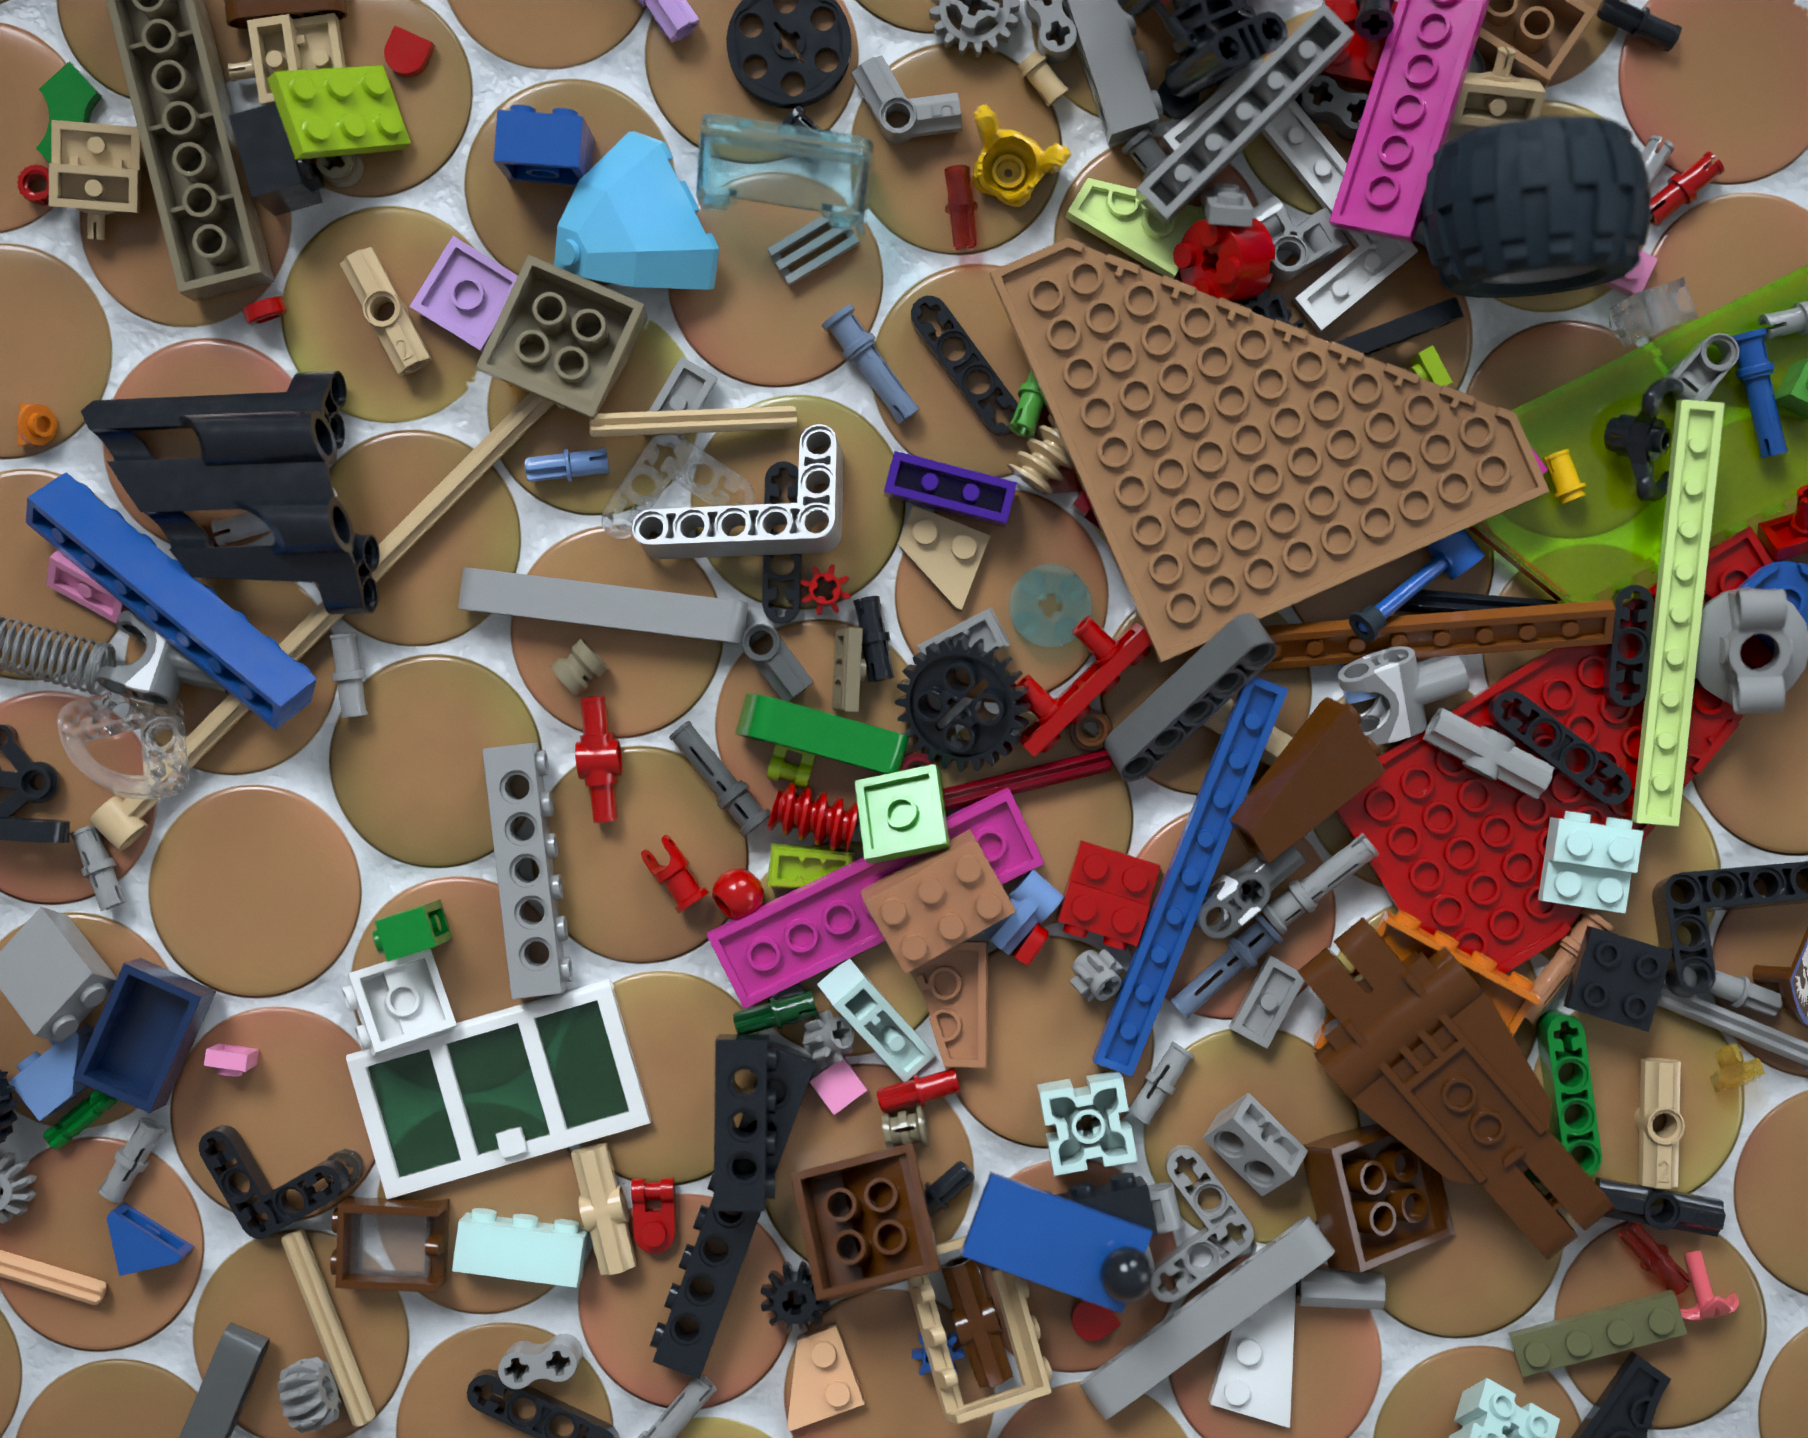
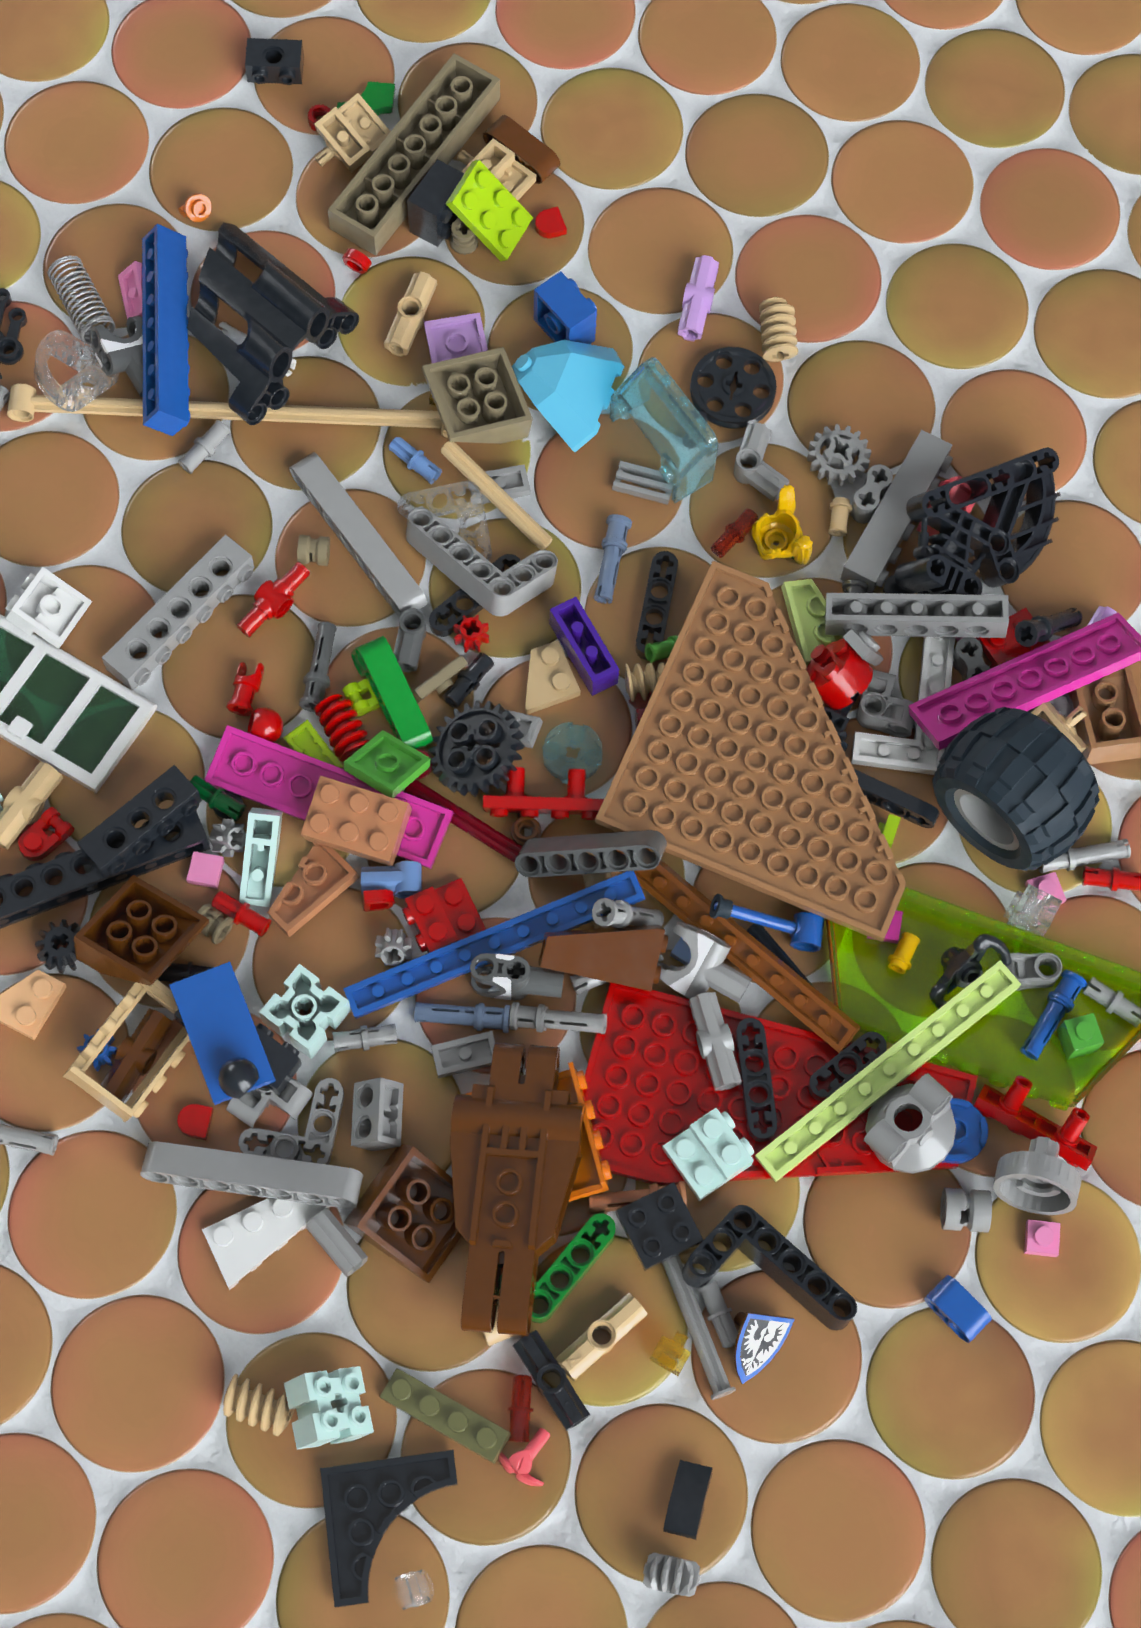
camera: 45 degrees right, 20 degrees down
(411, 931) = (95, 578): green brick -> none
(1287, 730) = (622, 914): none -> light grey pin

